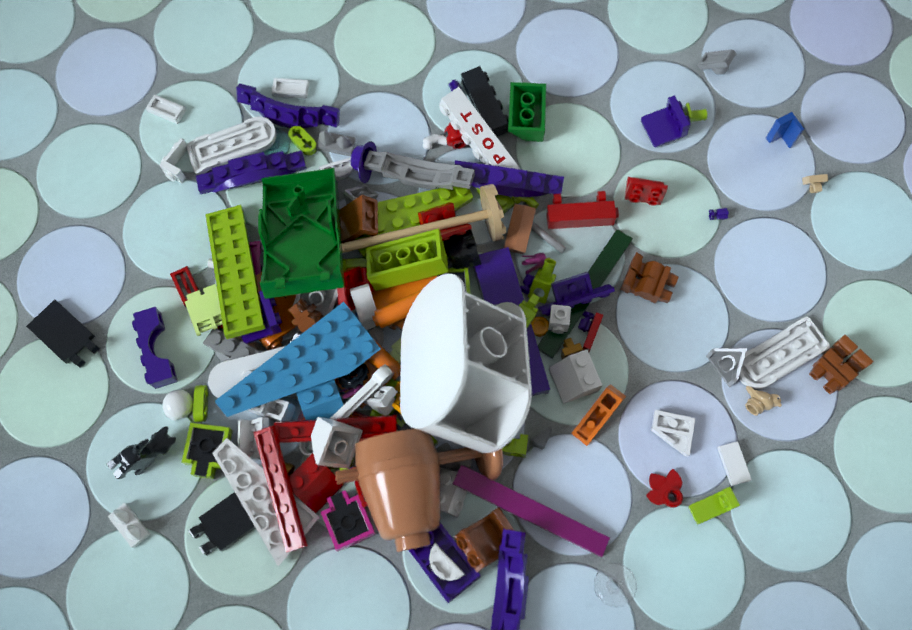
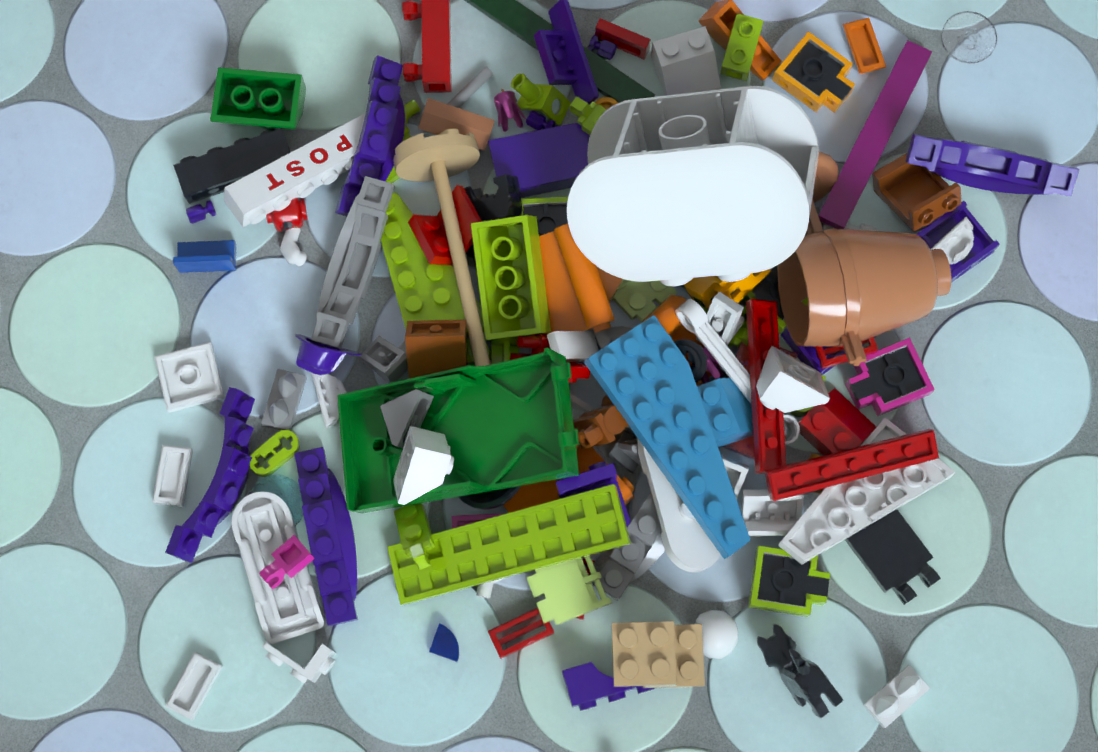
camera: 90 degrees left, 5 degrees up
(154, 359) = (657, 655): none -> tan bracket
(181, 243) = (445, 644): none -> clear blue tile
(200, 403) = (715, 596): lime beam -> none
(229, 146) = (289, 559): none -> dark pink plate
(240, 216) = (415, 533): none -> lime hinge
(278, 207) = (421, 464): none -> white slope
(311, 202) = (405, 412): none -> light grey slope
(351, 92) = (189, 377): none -> white tile
(427, 94) = (205, 256): none -> blue panel
(559, 319) = (605, 73): white bracket -> none
(569, 348) = (646, 69): pearl gold tile -> none
(575, 467) = (815, 74): none -> piece
(589, 411) = (741, 47): none -> lime bracket
(603, 505) = (864, 45): none -> orange tile

